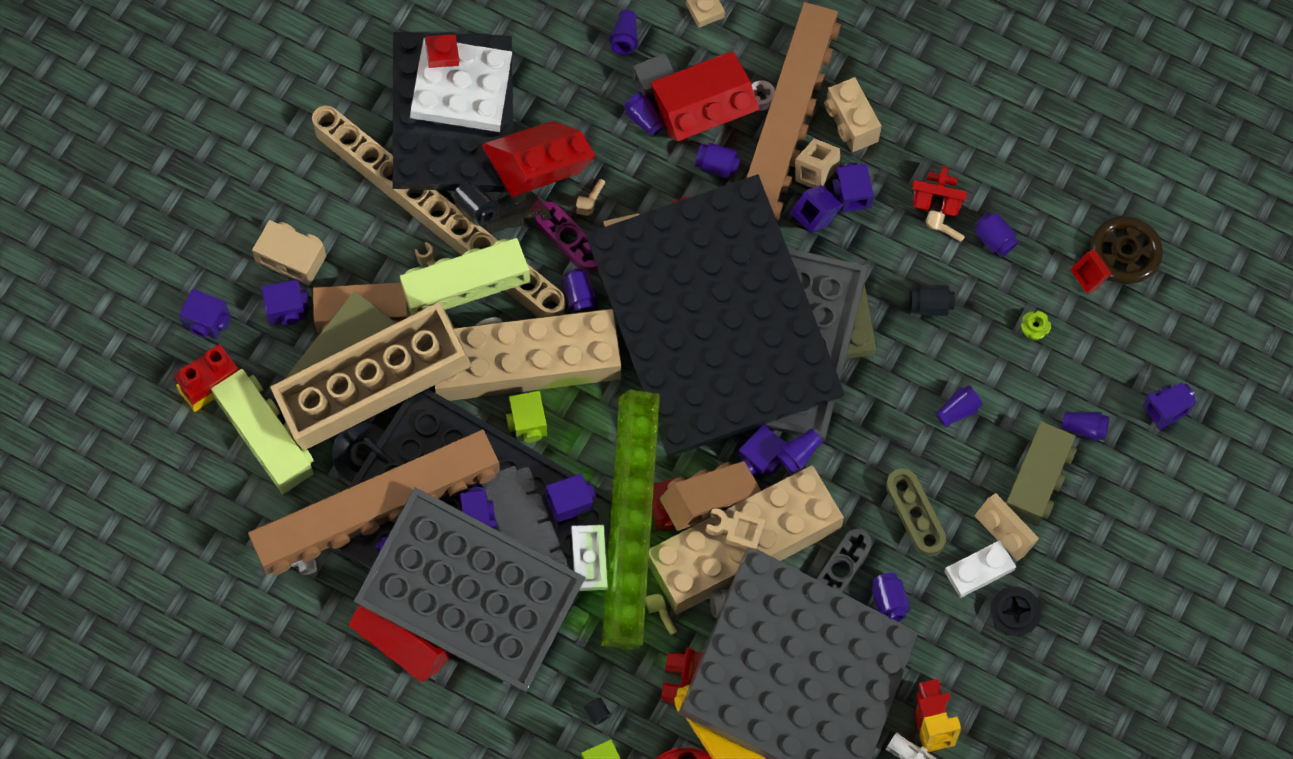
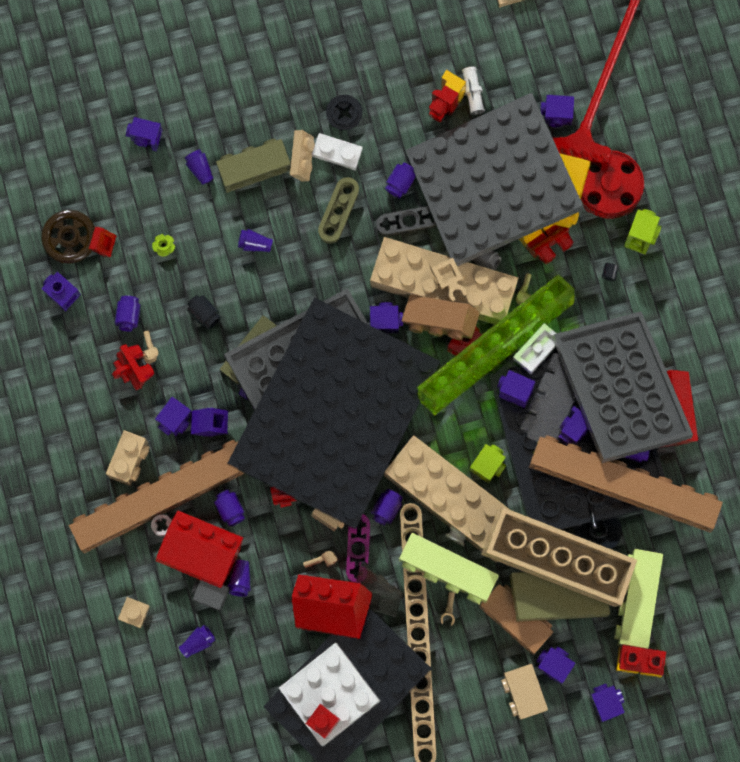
camera: 130 degrees left, 10 degrees up
(474, 203) = (396, 610): black brick -> none
(799, 450) = (370, 293): dark purple cone -> none
(816, 163) = (187, 447): tan brick -> none
(1076, 195) = (60, 291): none -> dark purple brick

